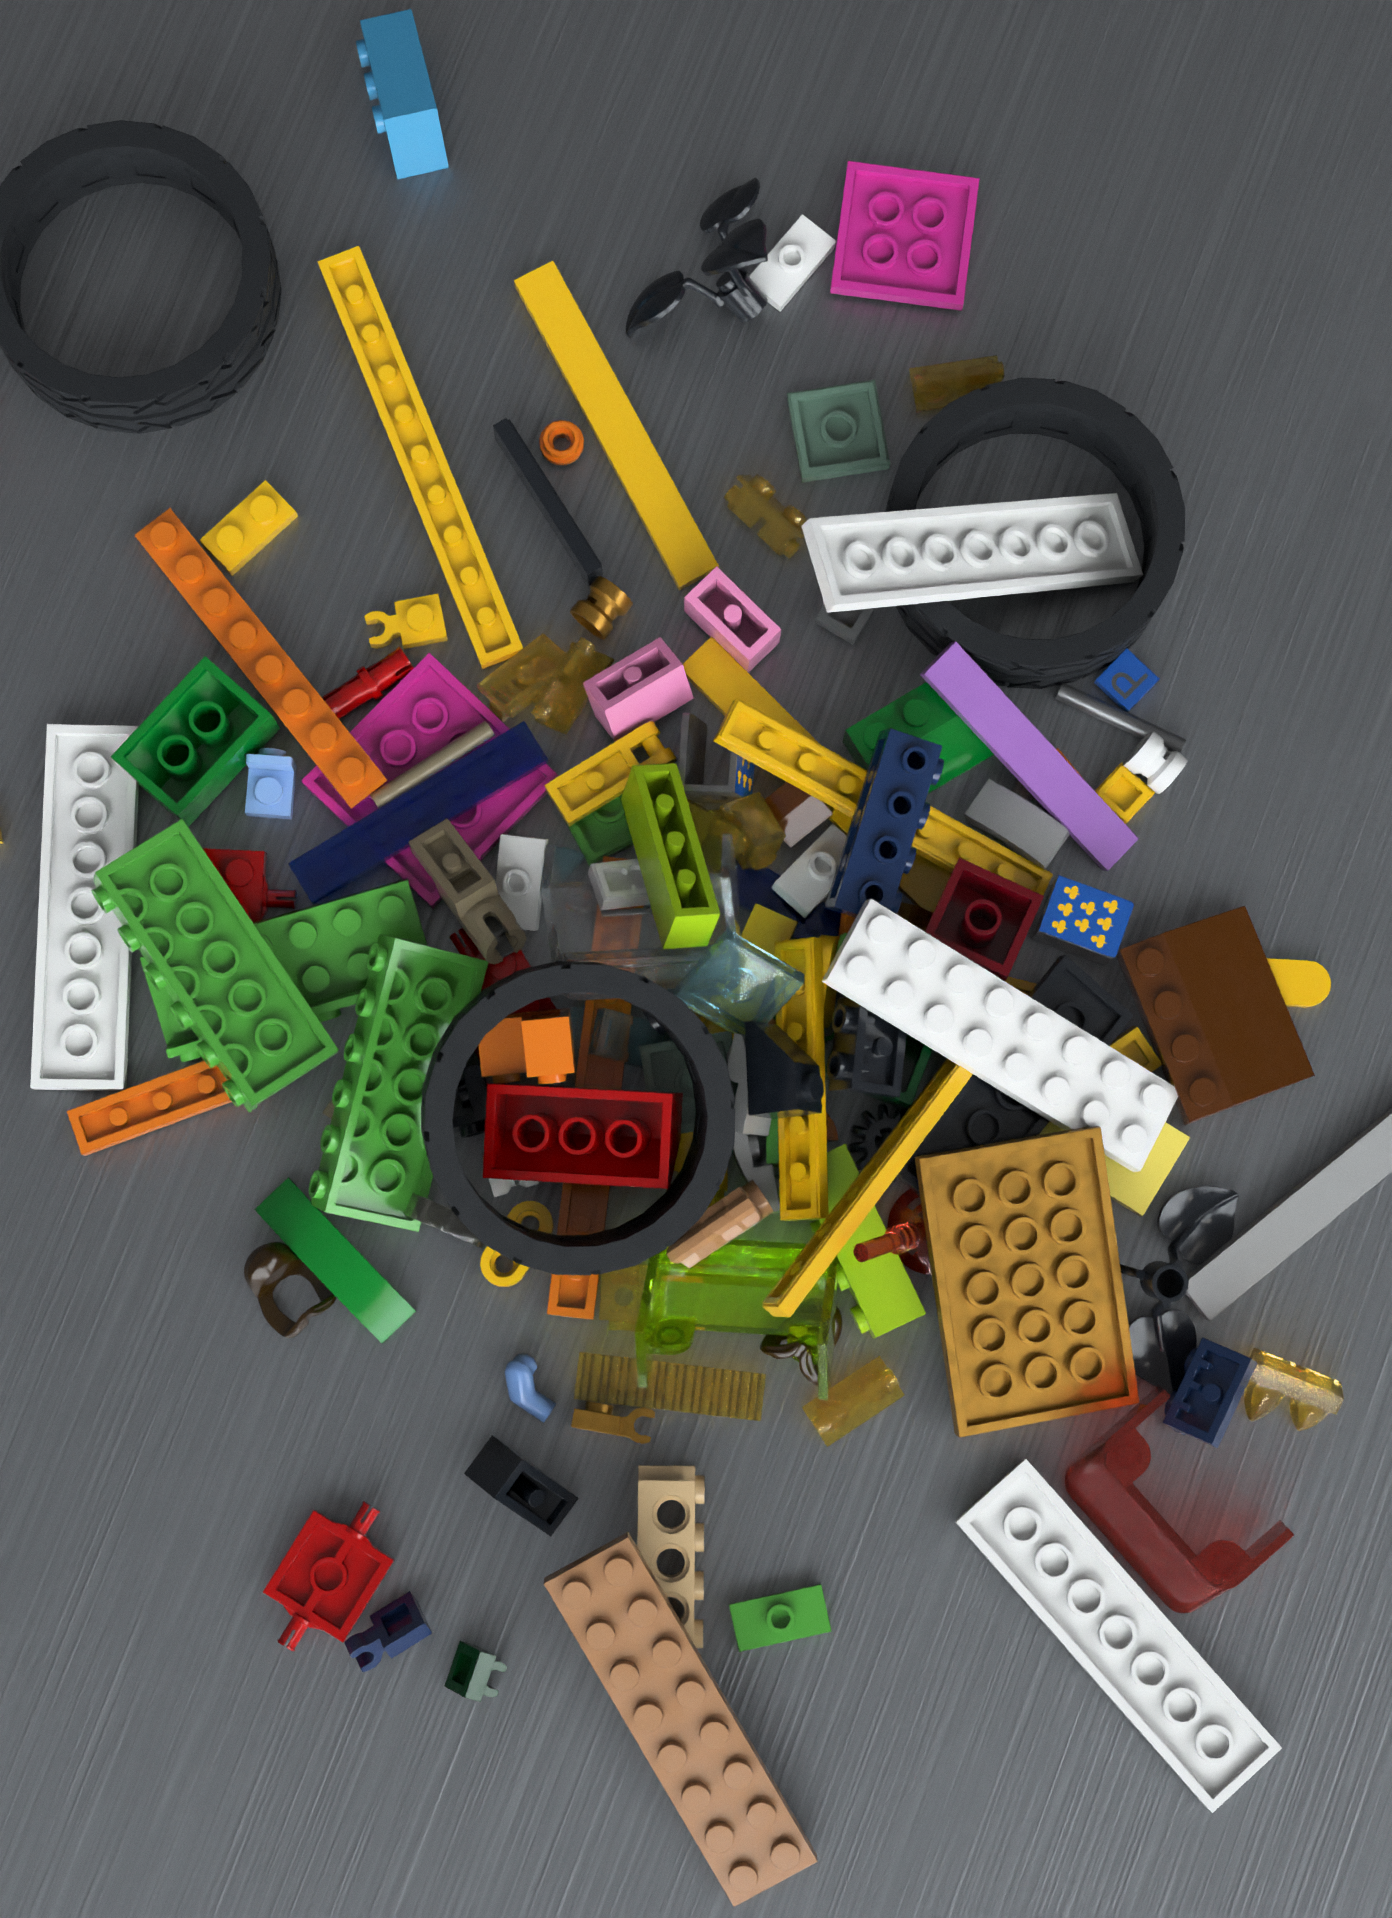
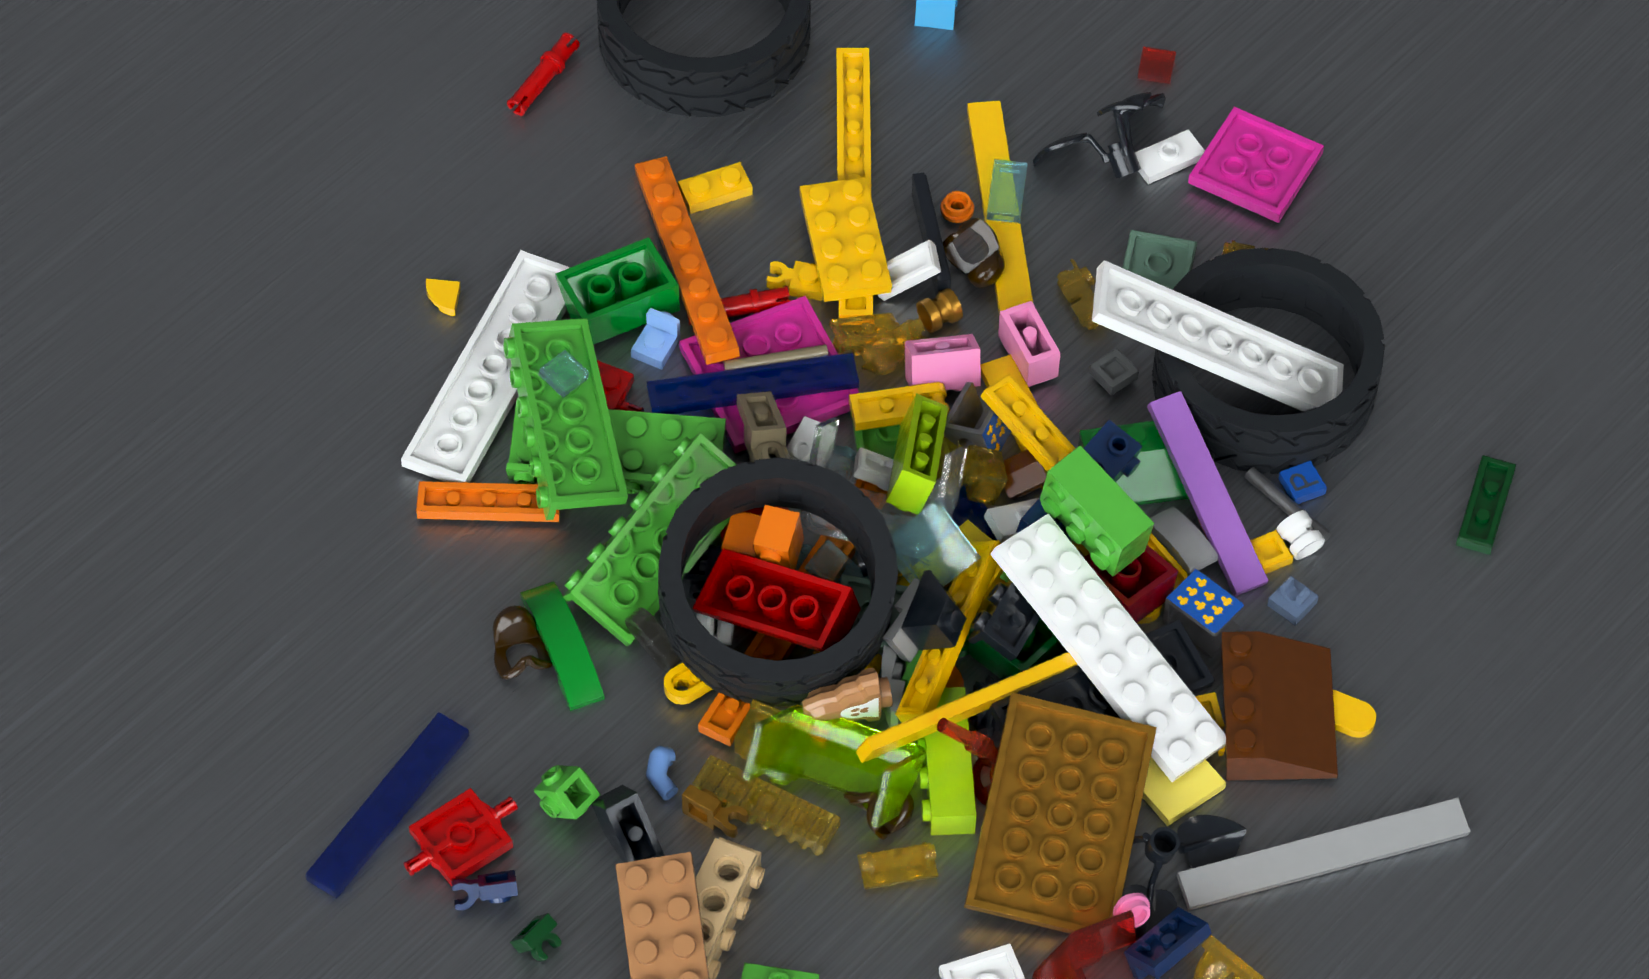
camera: 25 degrees right, 25 degrees down
(189, 917) = (564, 373): none -> clear light blue tile
(221, 1564) = (387, 805): none -> clear blue tile
(431, 1473) = (566, 792): none -> bright green brick
(446, 552) = (845, 239): none -> yellow plate
(539, 567) = (912, 268): none -> white tile
(616, 399) = (1007, 191): none -> clear light blue tile
(635, 527) = (990, 268): none -> dark brown piece
(725, 128) = (1156, 65): none -> clear red tile
(932, 884) = (1096, 511): none -> bright green brick
(1152, 1364) = (1137, 903): none -> bright pink plate
(1174, 851) = (1292, 600): none -> sand blue tile
(1352, 625) = (1486, 505): none -> dark green tile

